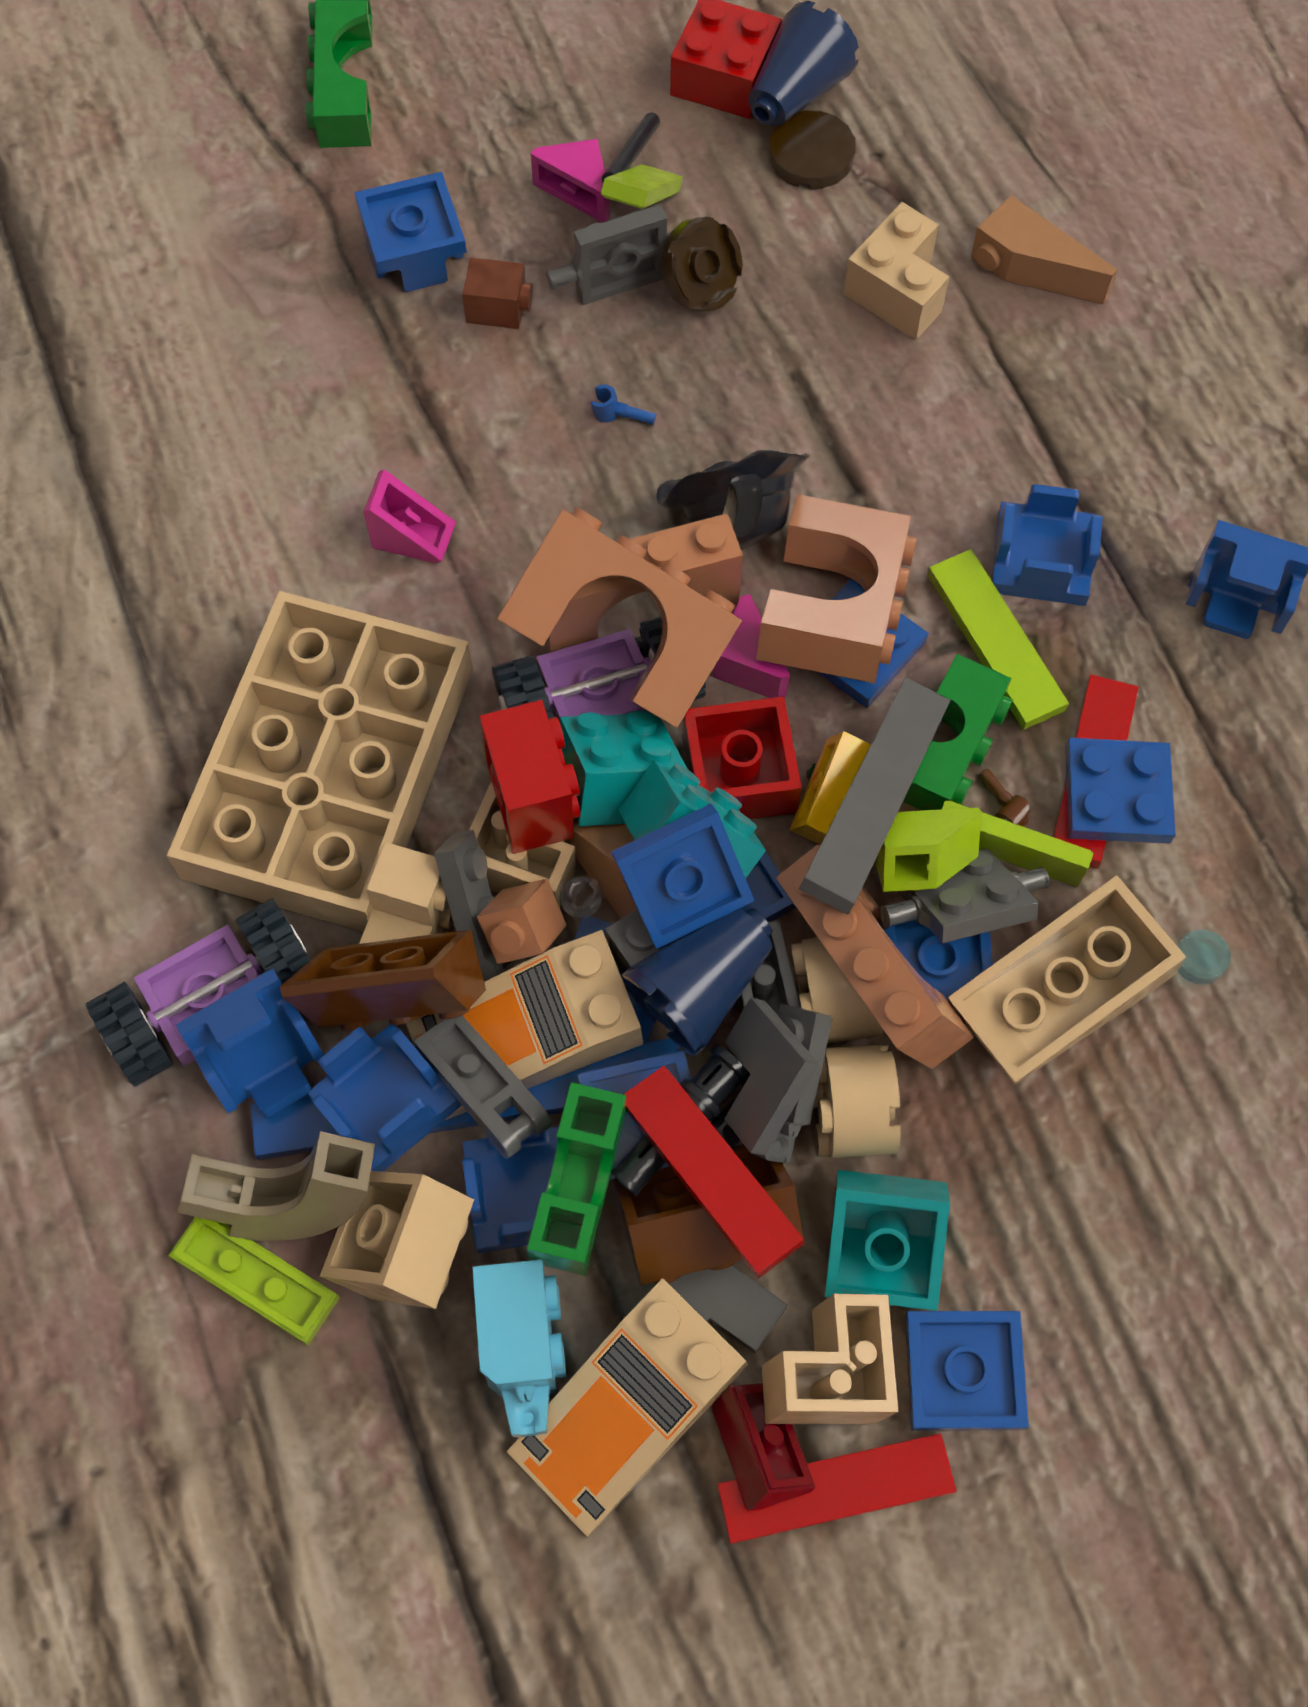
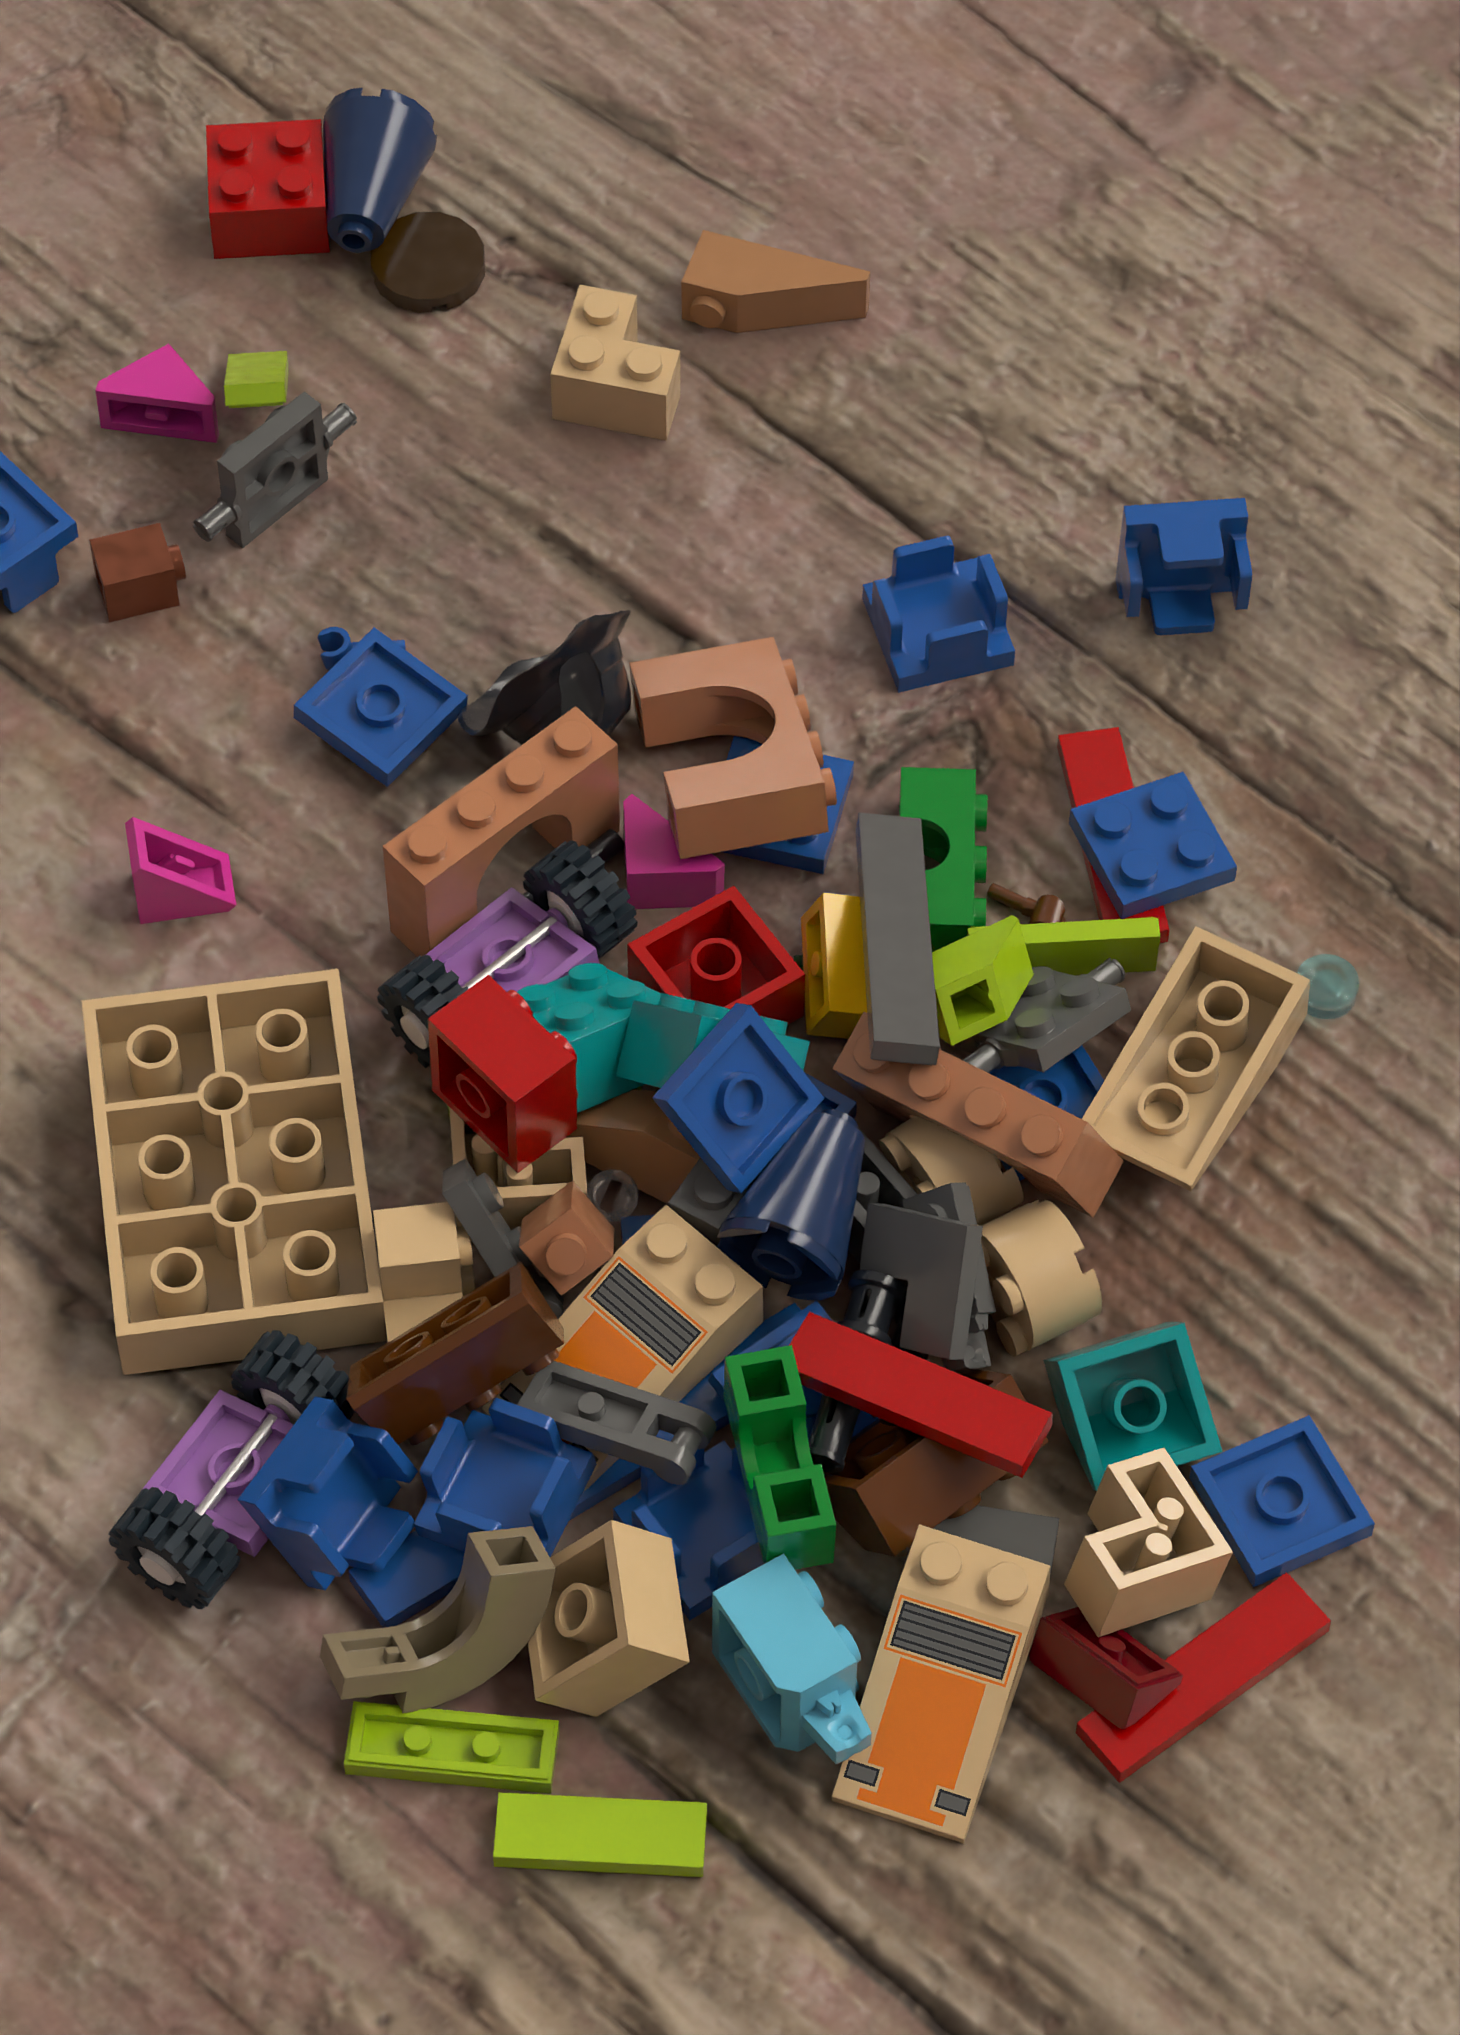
camera: 25 degrees left, 10 degrees down
(322, 1400) = (600, 1834): none -> lime tile
(611, 456) = (380, 706): none -> blue plate
(633, 145) = (213, 341): black bar -> none
(692, 625) = (601, 840): nougat arch -> none
(702, 264) = (375, 444): dark brown tile -> none
(997, 637) = (931, 735): lime tile -> none

